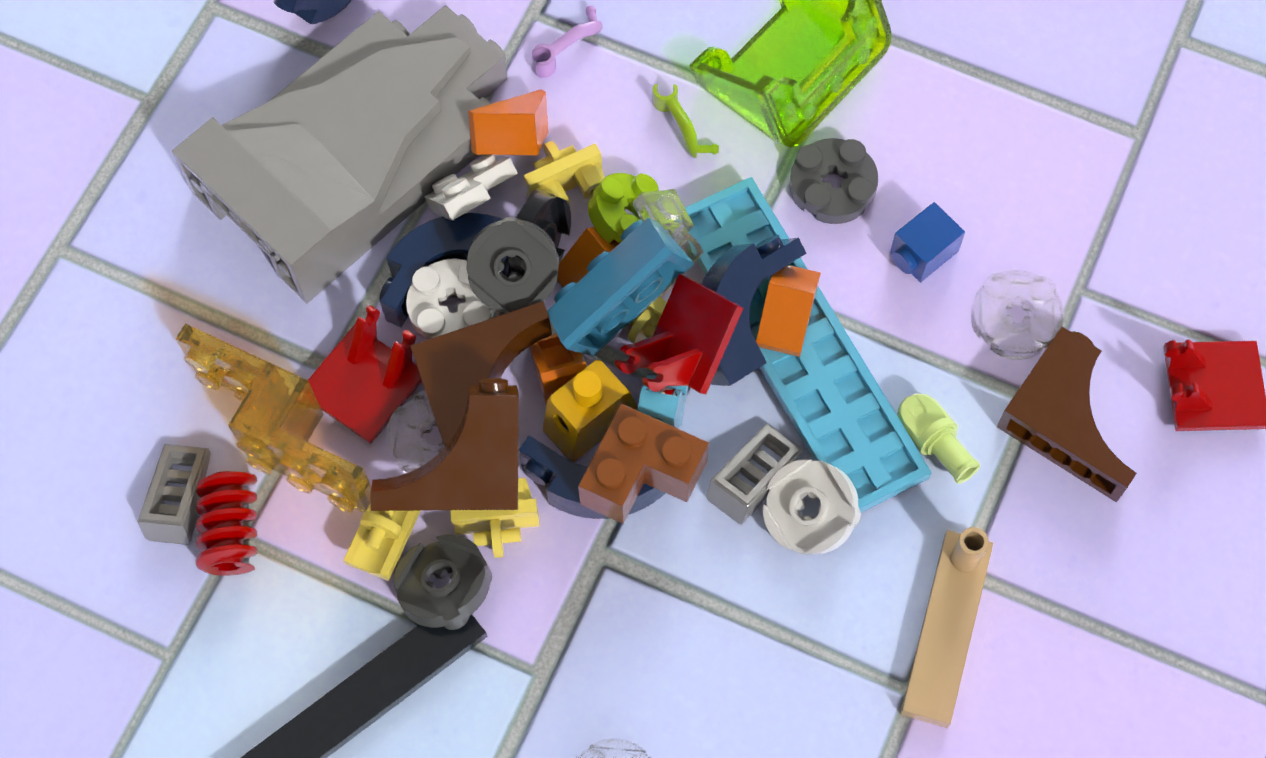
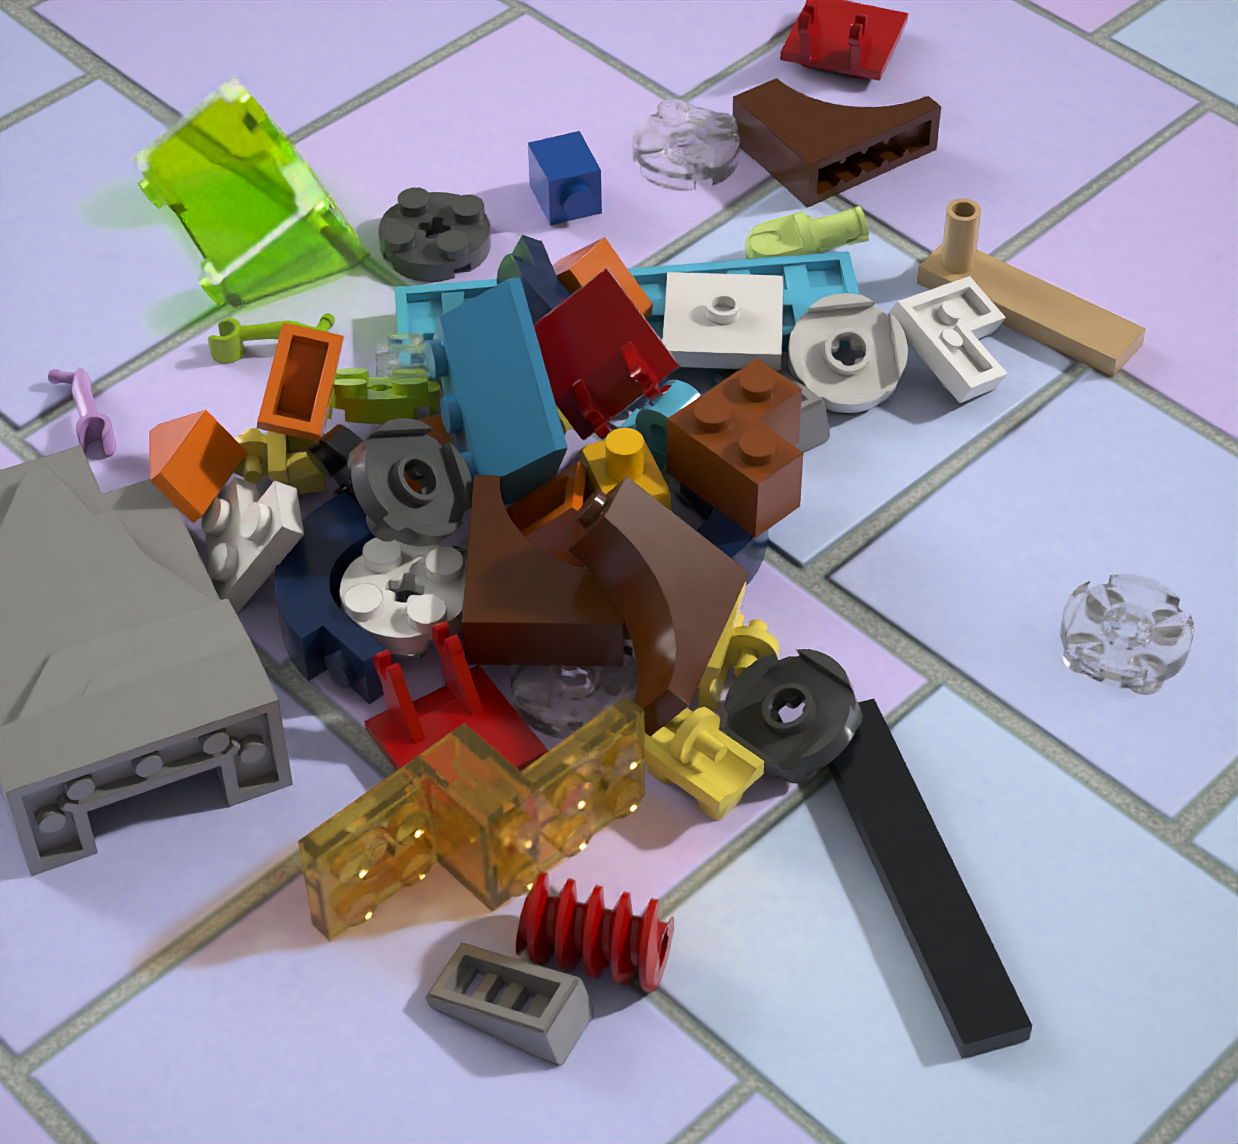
camera: 70 degrees left, 20 degrees down
(572, 161) = (300, 382): none -> orange slope
(803, 408) = (723, 319): none -> white plate
(867, 565) = (945, 333): none -> white plate

